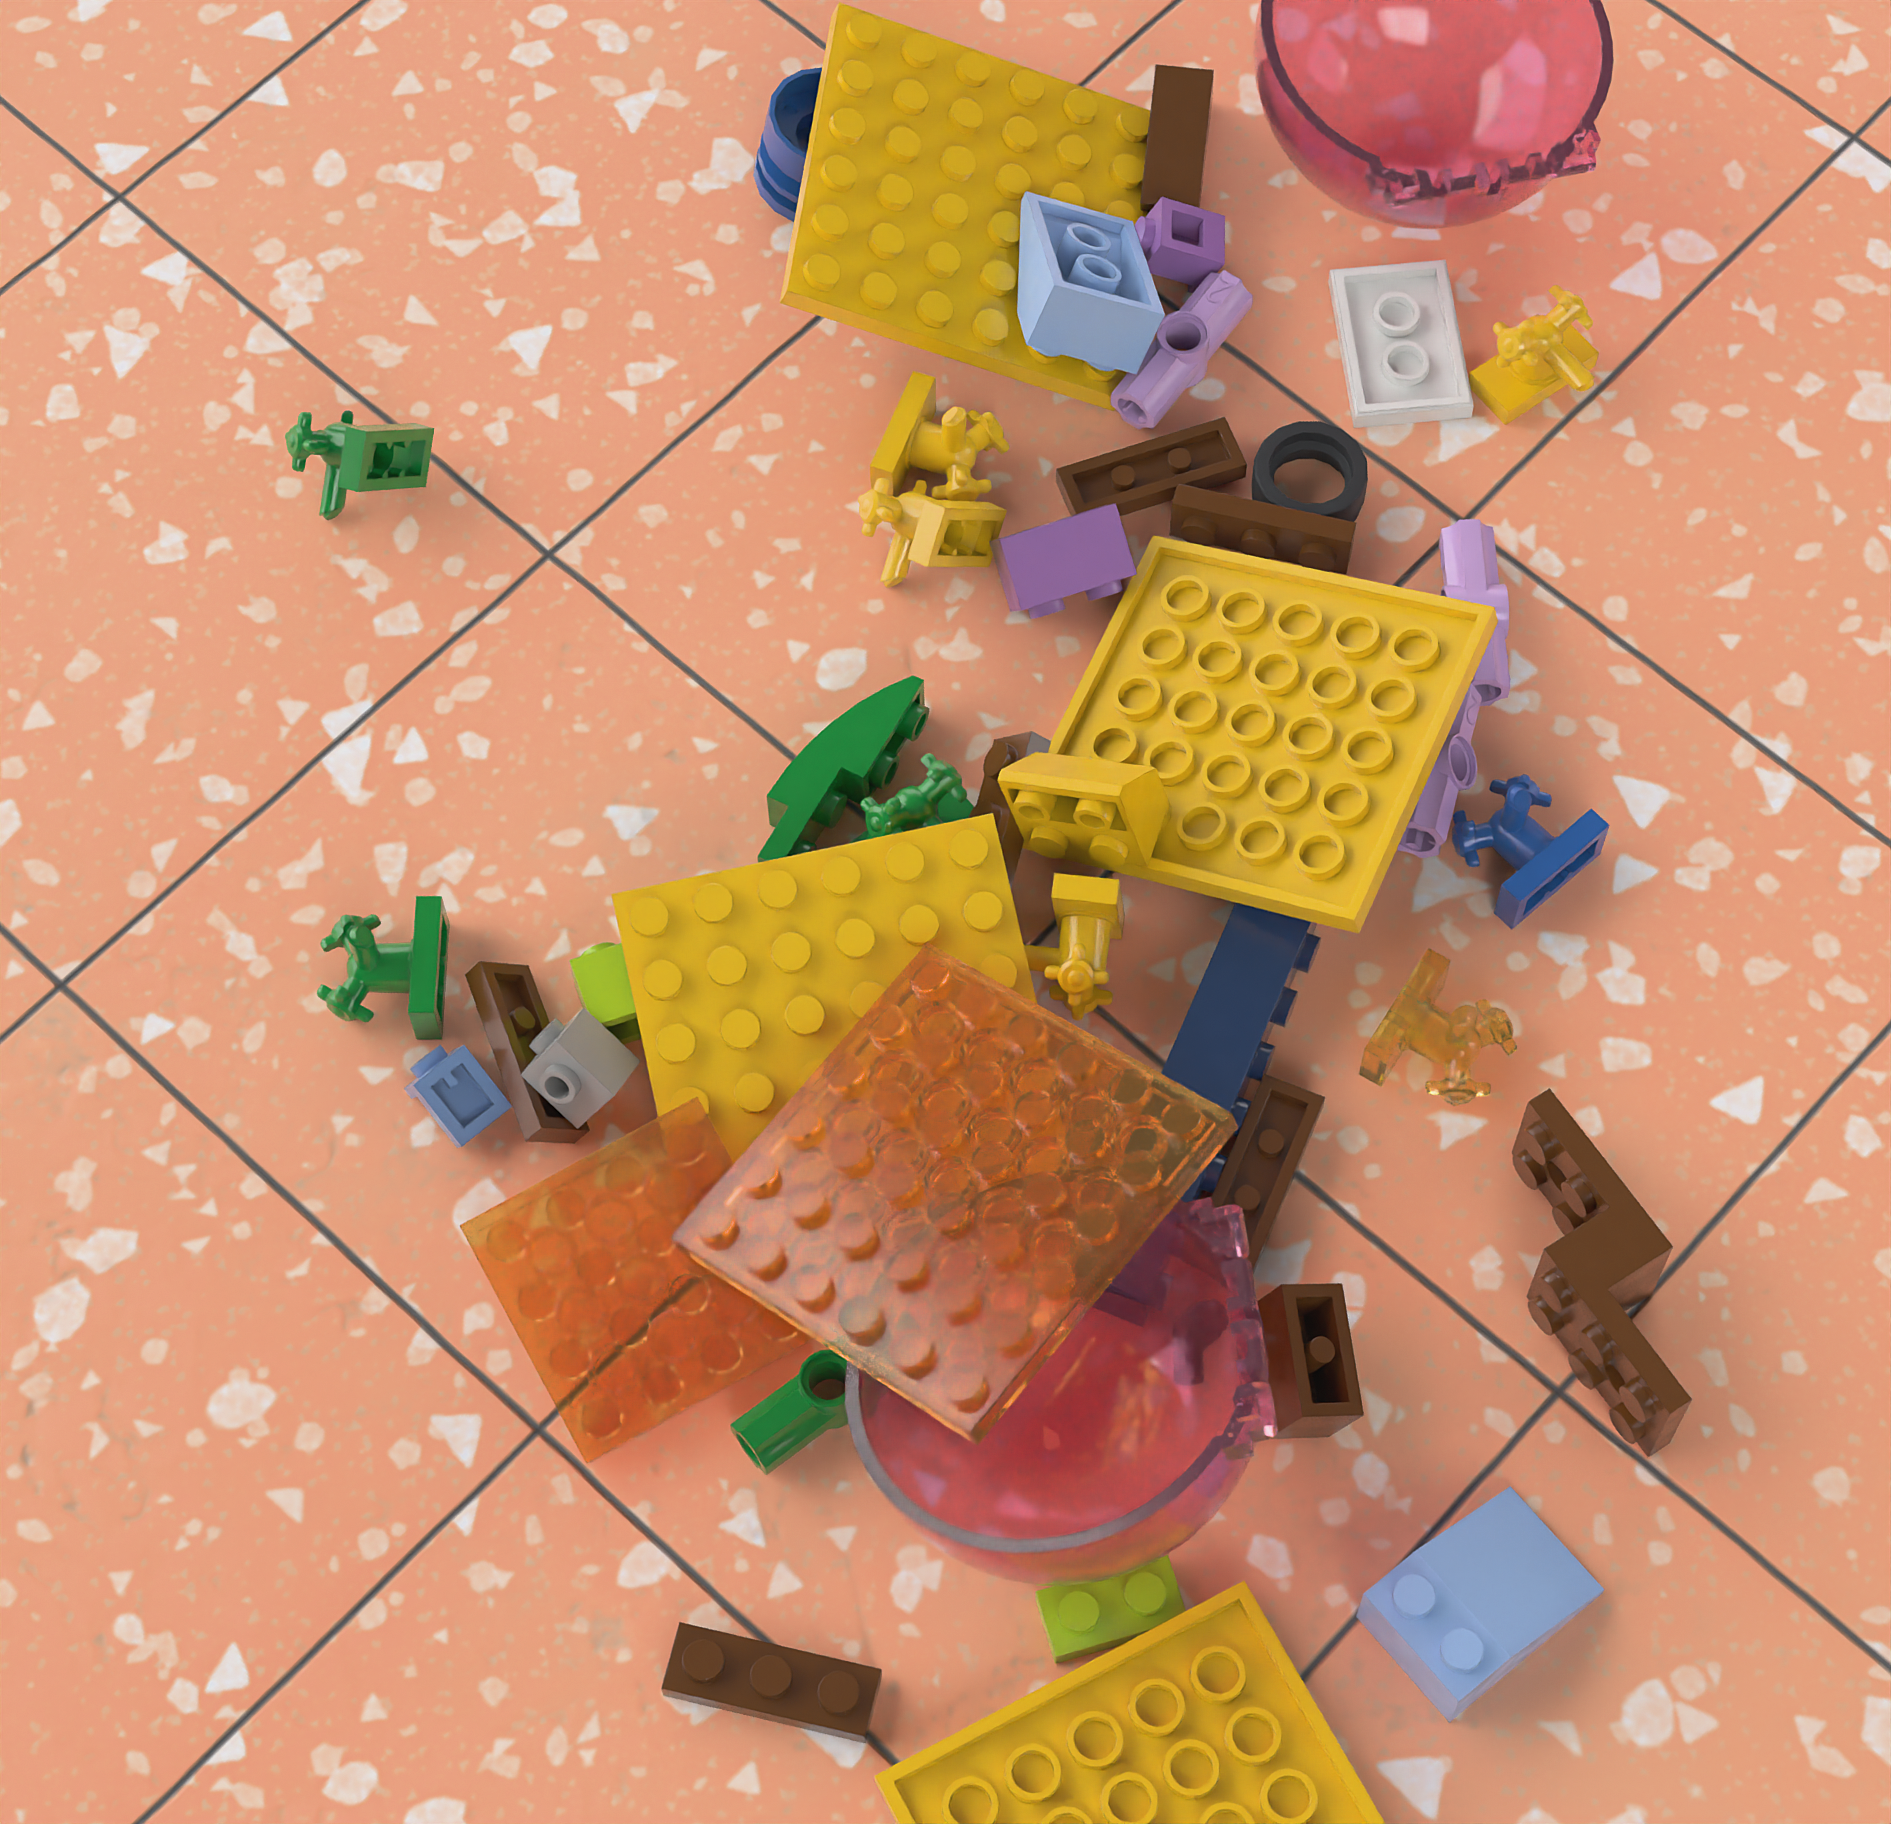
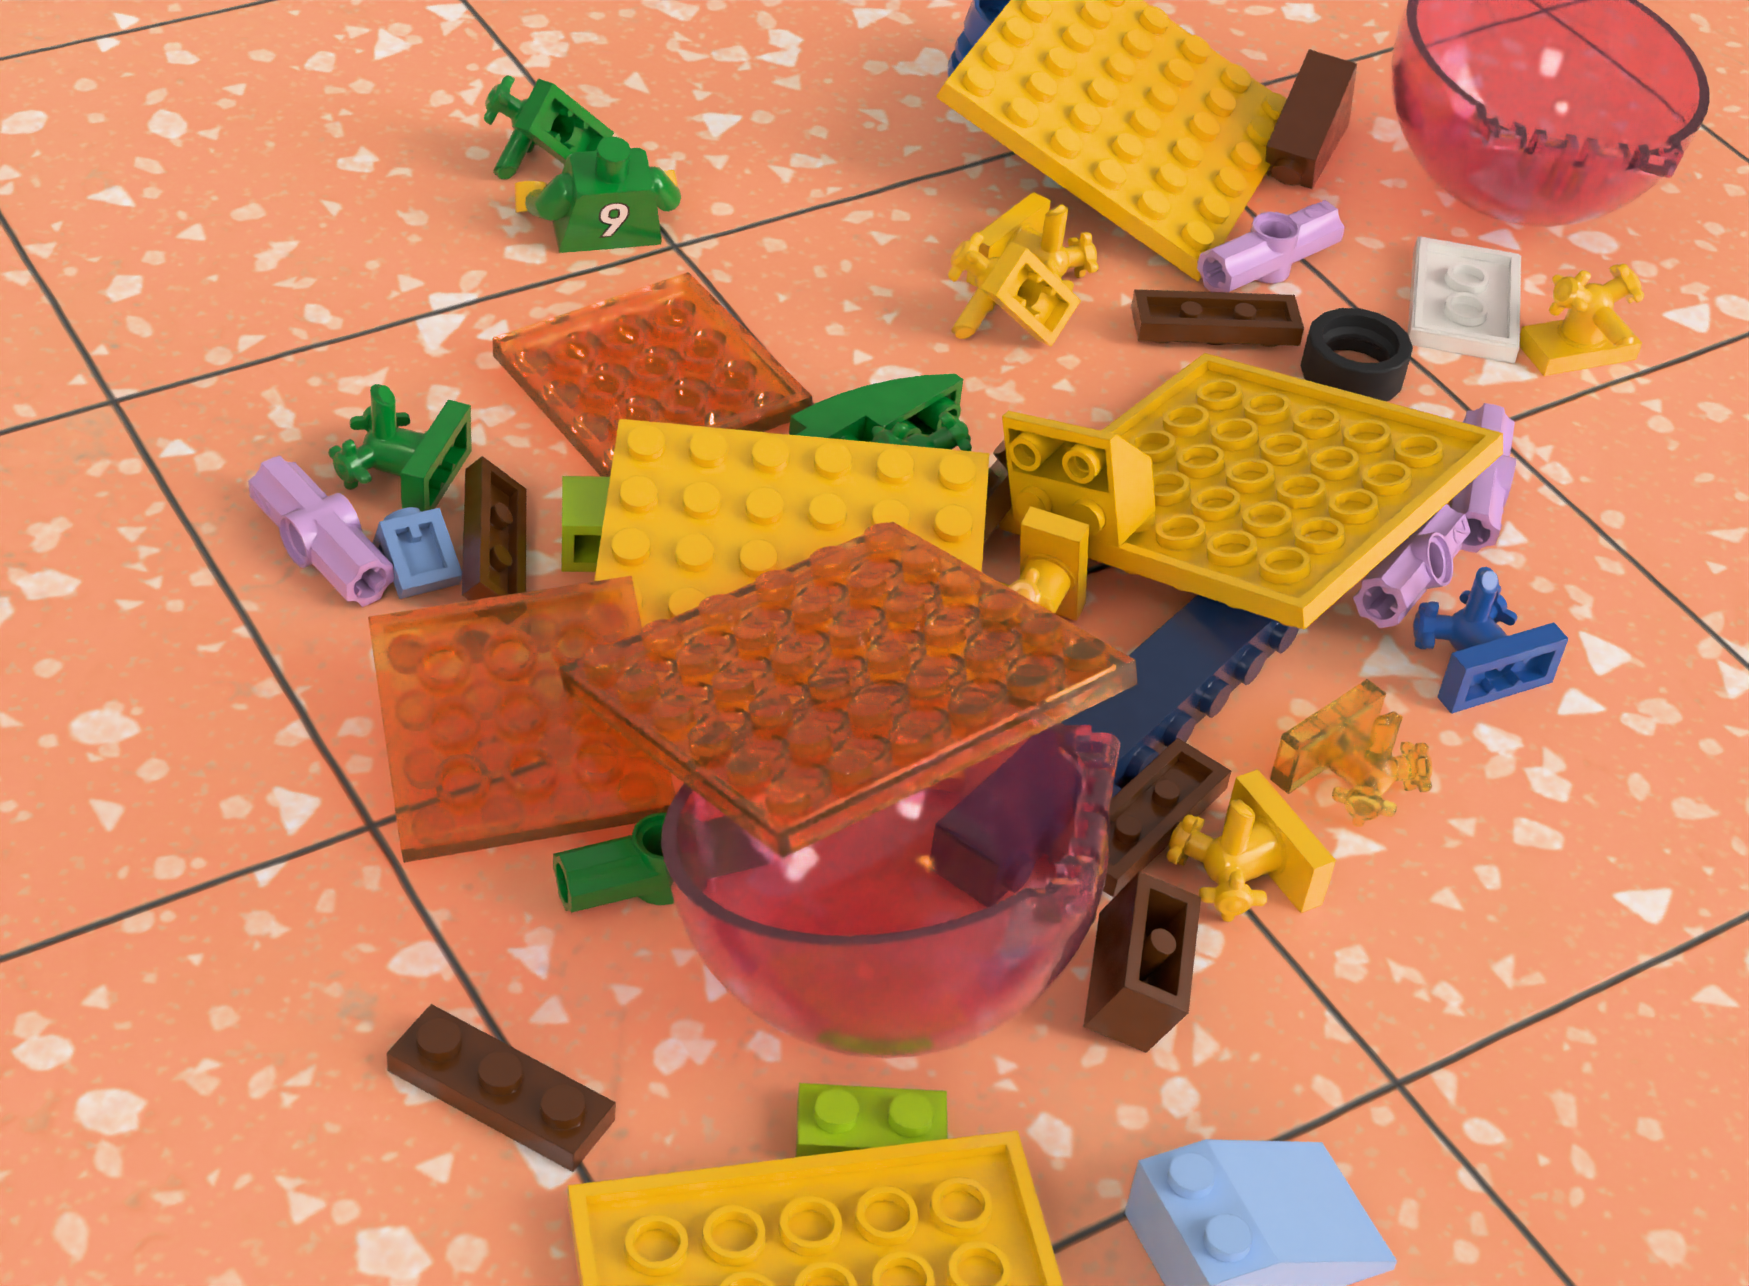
camera: 10 degrees right, 20 degrees down
(350, 1098) = (321, 531): none -> lavender piece
(462, 540) = (603, 198): none -> green torso
(578, 1066) = (535, 548): light grey brick -> none
(598, 768) = (649, 358): none -> clear orange plate
(1064, 559) = (1118, 342): medium lavender brick -> none
(1084, 285) = (1199, 172): light blue slope -> none
(1182, 241) = (1291, 176): medium lavender brick -> none
(1261, 529) = (1275, 351): reddish brown plate -> none
(1380, 1172) = (1257, 839): none -> yellow piece
(1597, 1274) = (1466, 975): reddish brown bracket -> none

